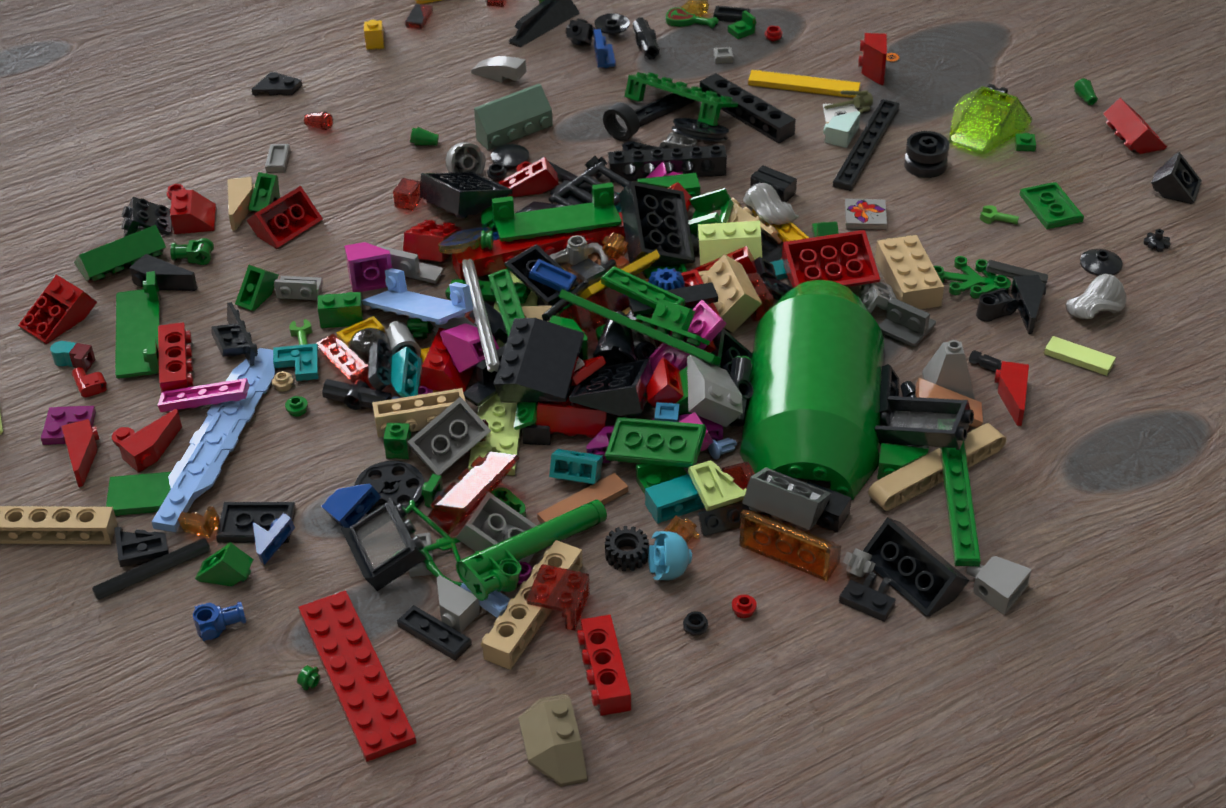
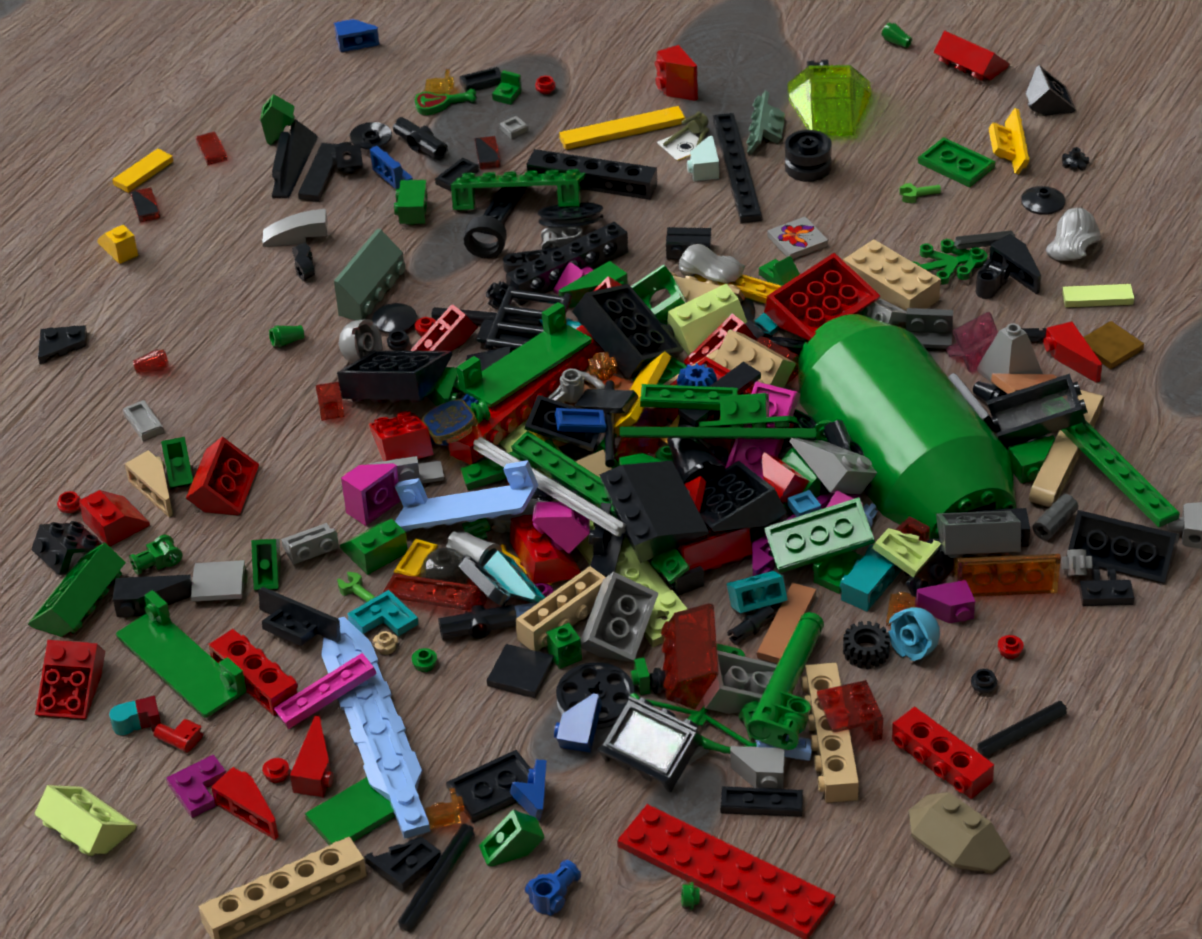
camera: 30 degrees left, 0 degrees up
(214, 287) = (218, 580): none -> light grey slope
(354, 445) = (520, 670): none -> black tile
(483, 92) = (303, 261): none -> black piece
(548, 40) = (318, 173): none -> black tile
(553, 490) = (751, 624): none -> black pin
(595, 78) = (411, 202): none -> green brick
(660, 69) = (455, 171): none -> black tile
(686, 65) = (487, 152): none -> tile
(691, 678) = (1021, 728): none -> black axle
(722, 544) = (948, 601): none -> magenta slope
(873, 518) = (1055, 517): none -> dark grey axle
(920, 118) = (766, 122): none -> sand green bracket
(927, 342) = (973, 340): none -> clear pink bracket
(1025, 142) = (881, 108): green plate -> none
(1055, 399) = (1113, 344): none -> pearl gold tile
(1107, 205) = (1010, 141): none -> yellow bracket

